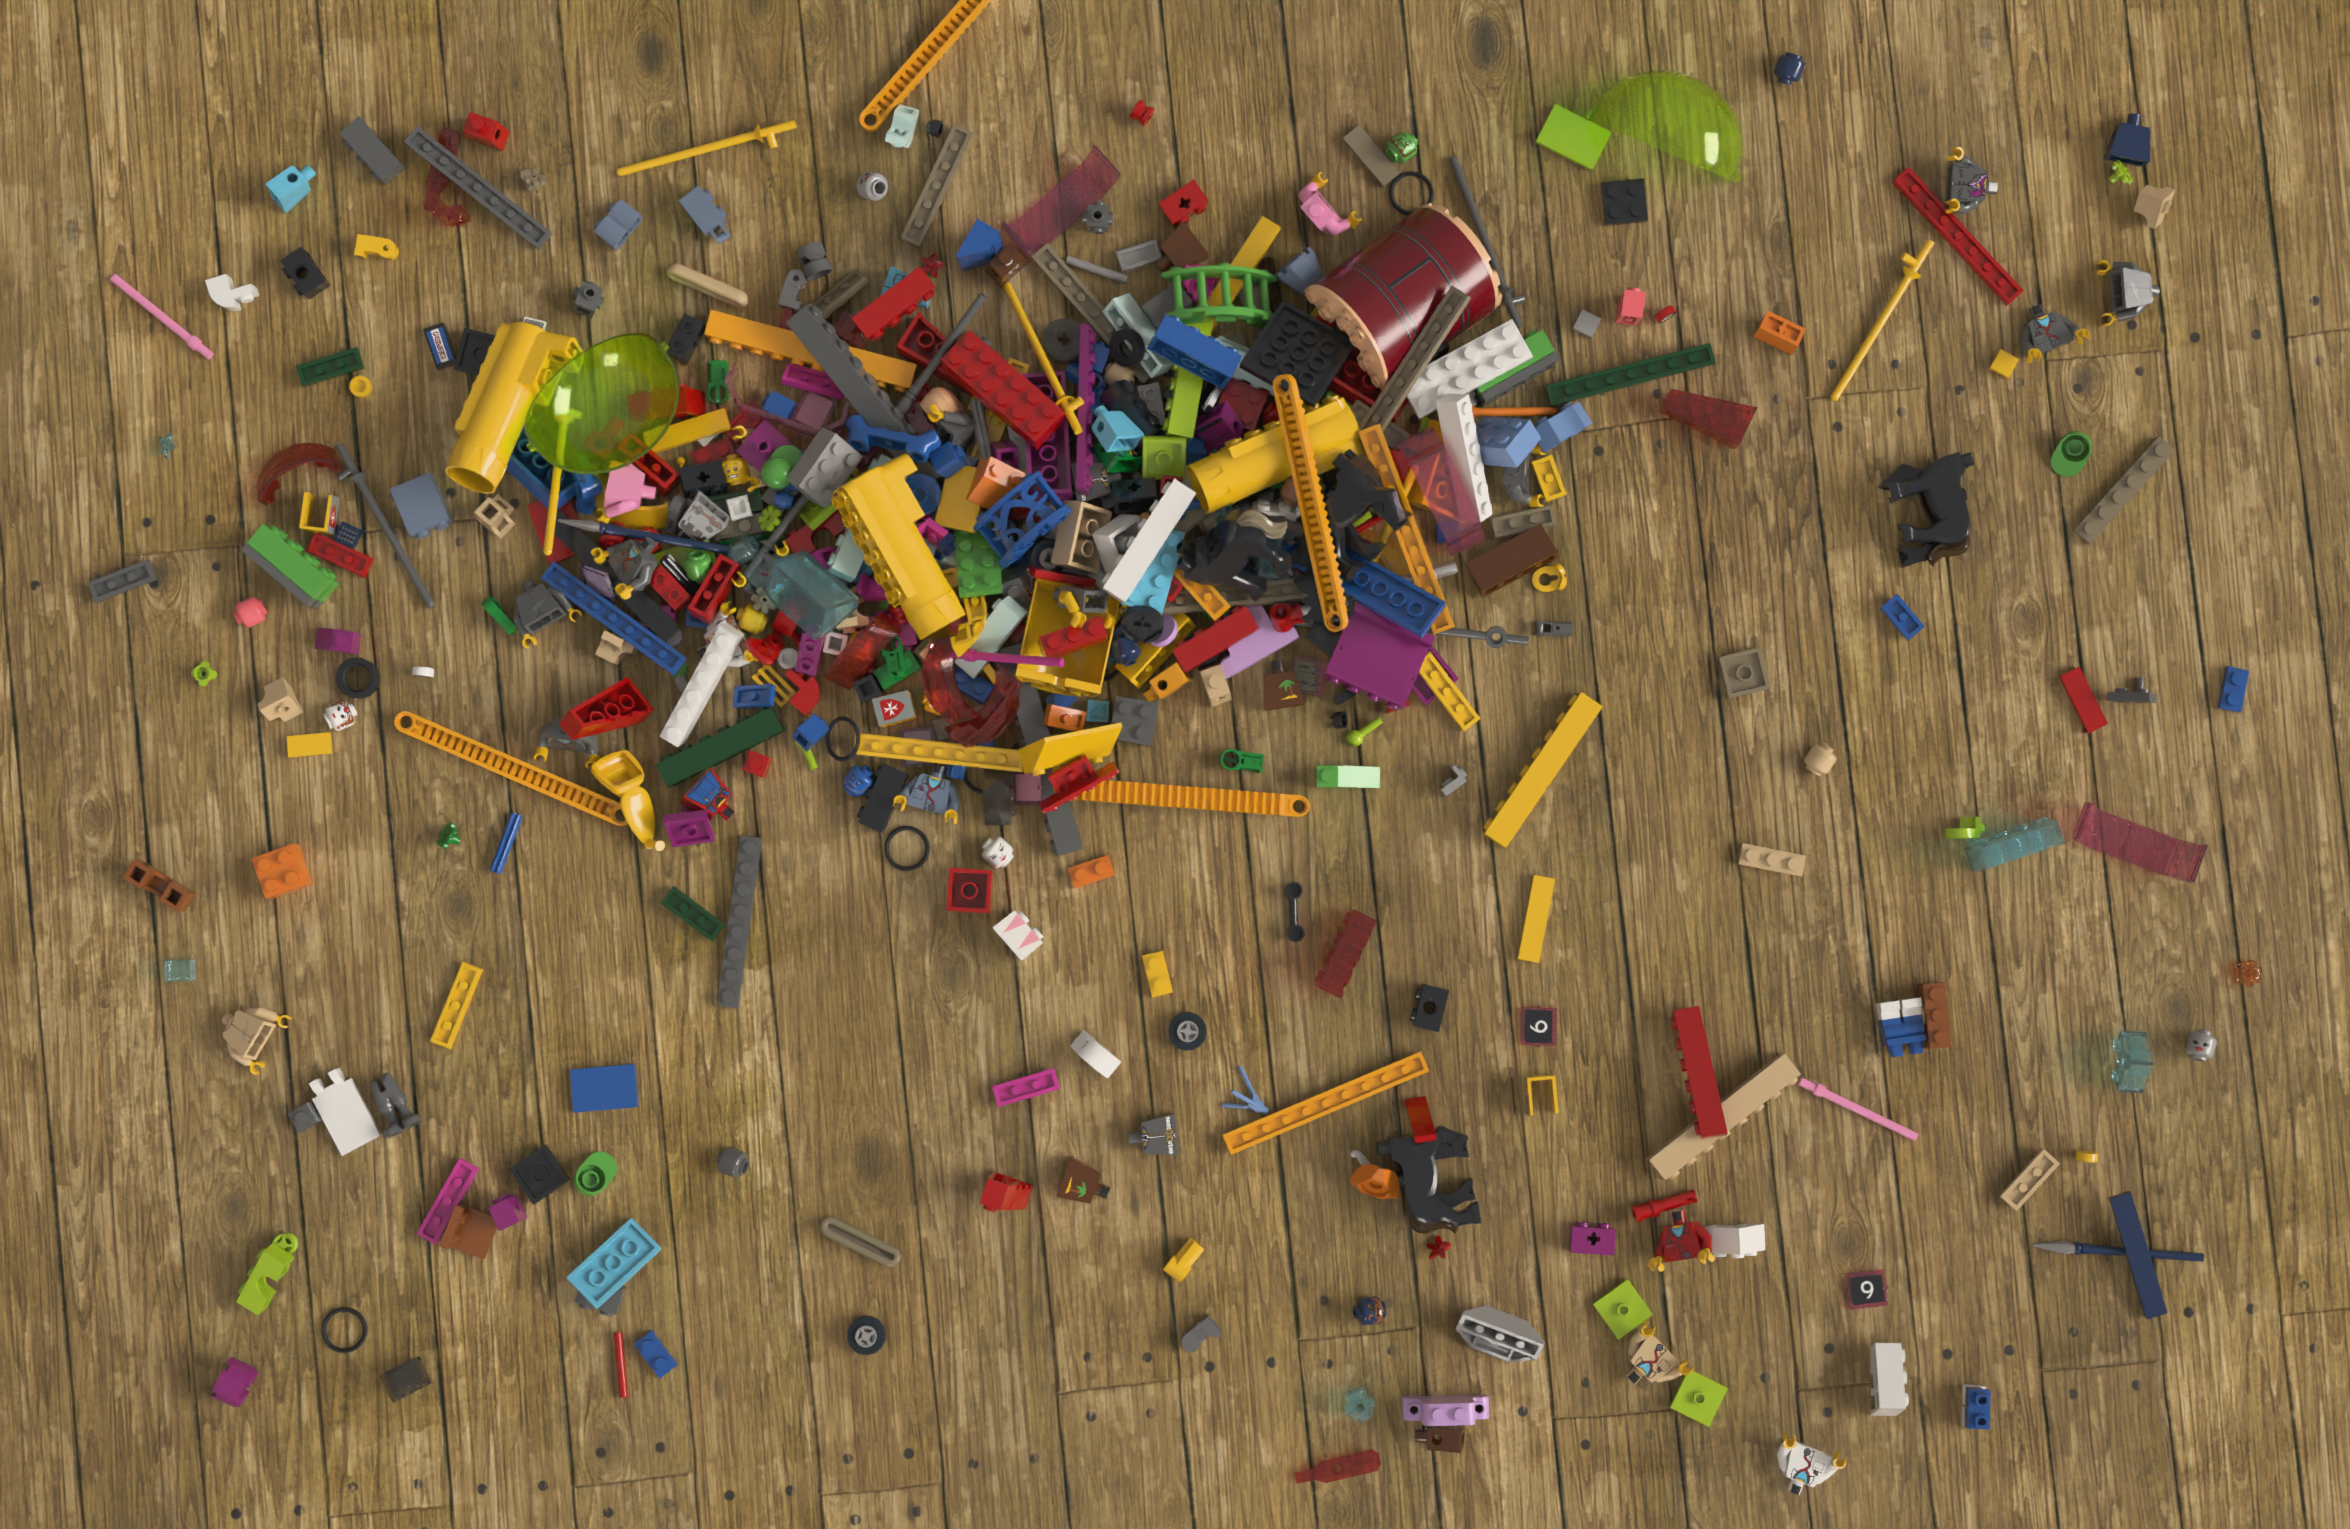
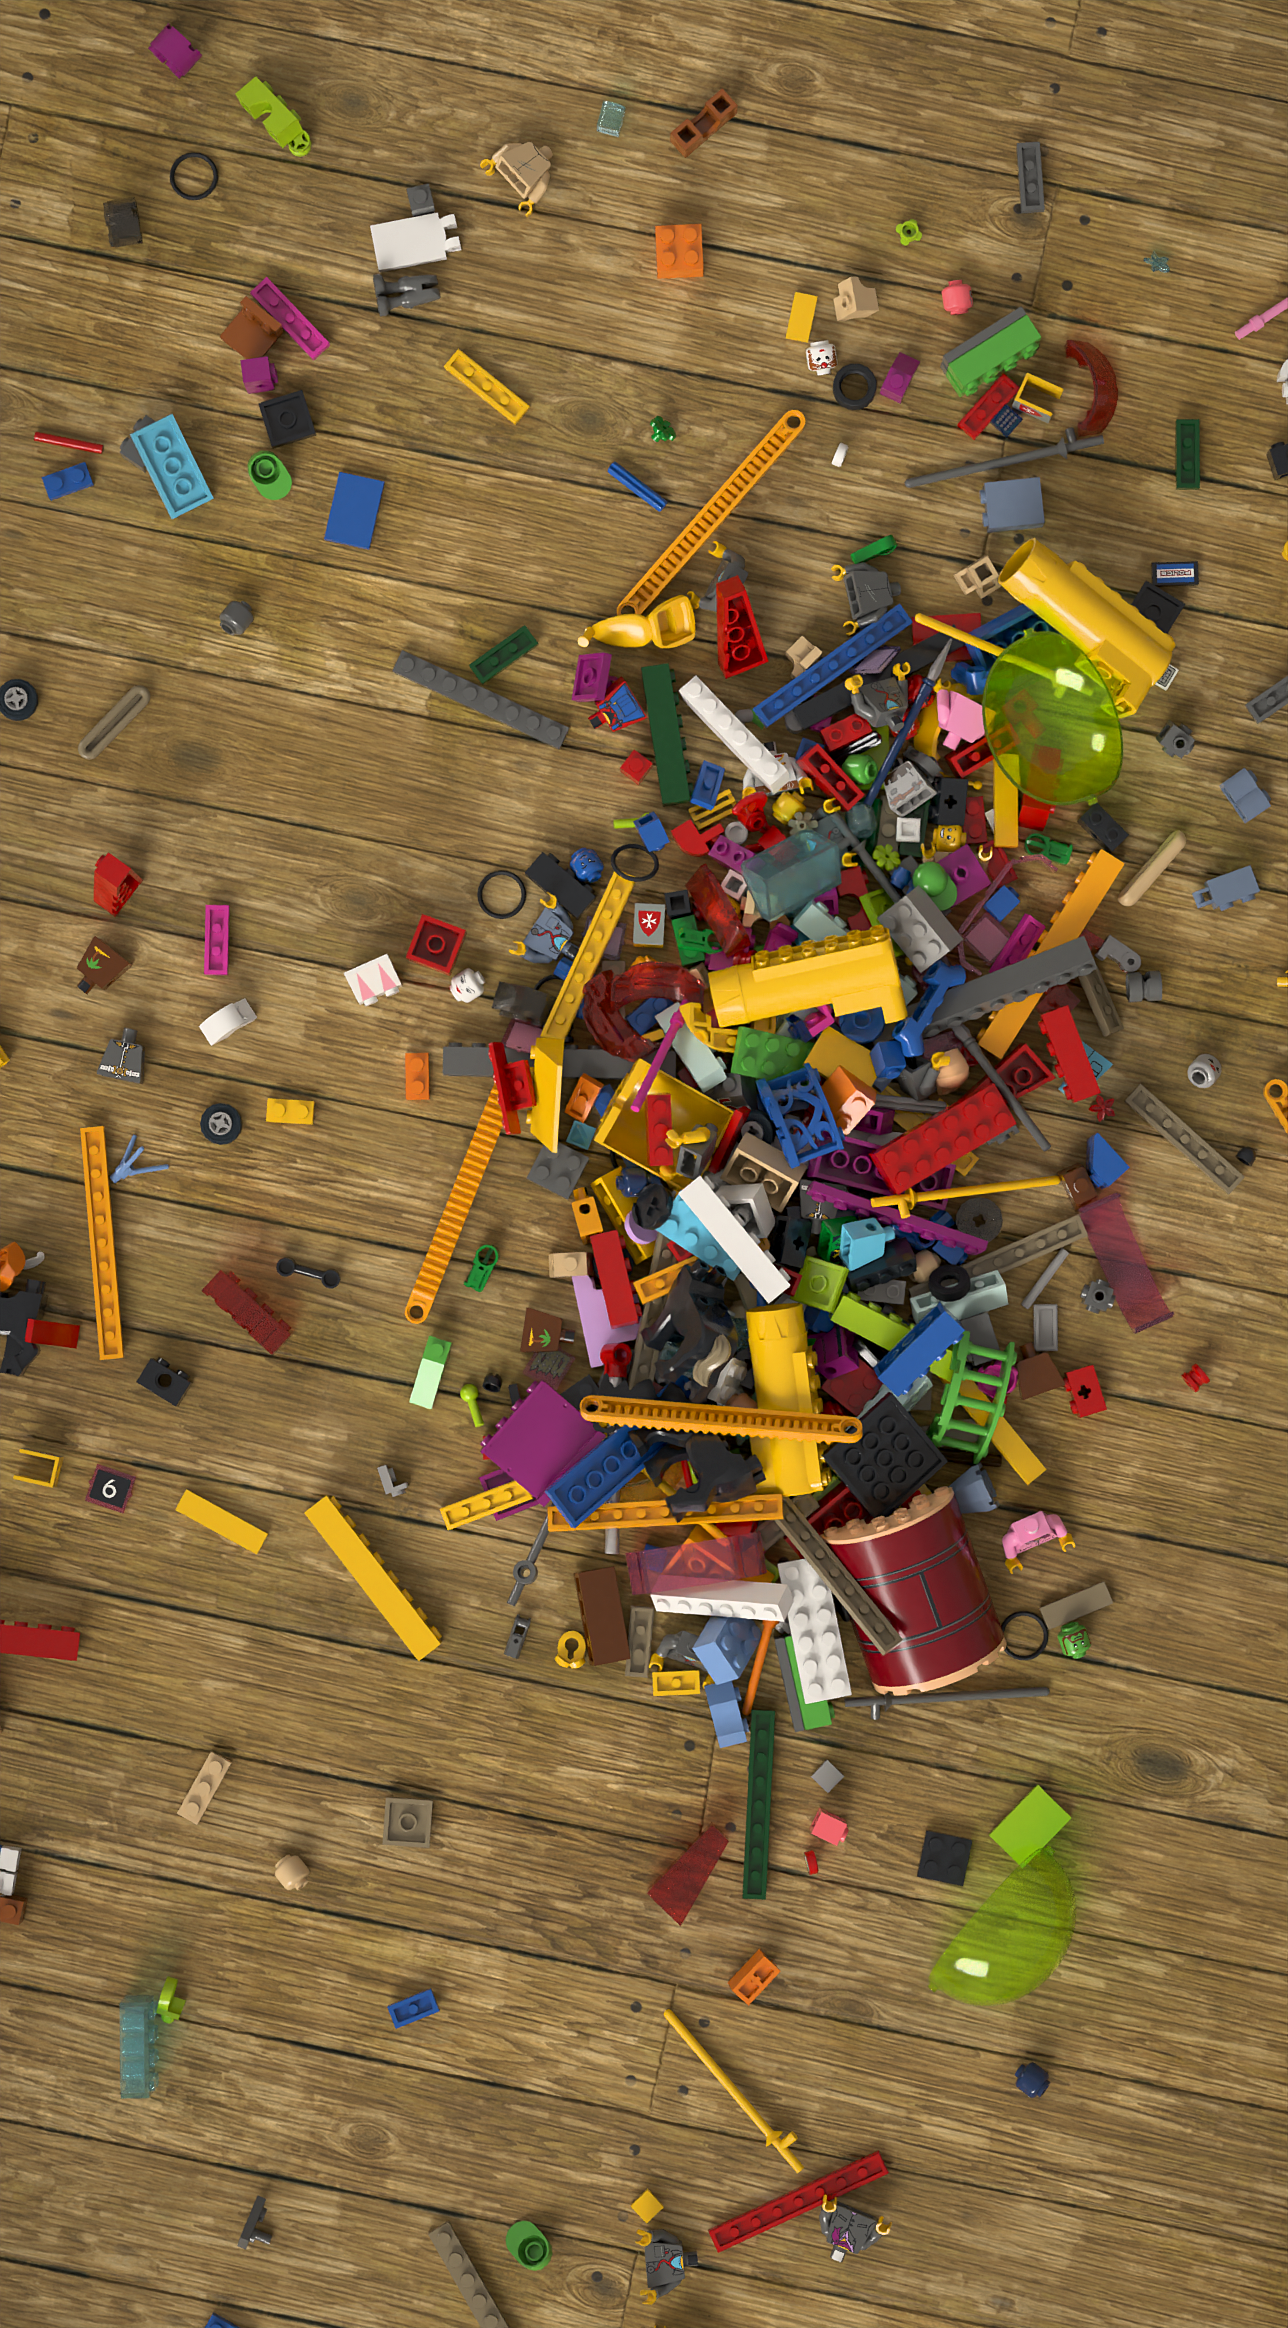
camera: 110 degrees right, 0 degrees up
(360, 386) = (1158, 479): yellow tile -> none
(902, 126) = (1257, 1122): light aqua brick -> none
(1942, 503) = (517, 2090): black piece -> none
(2083, 700) = (266, 2172): red tile -> none
(2138, 844) = (97, 2178): clear pink windscreen -> none

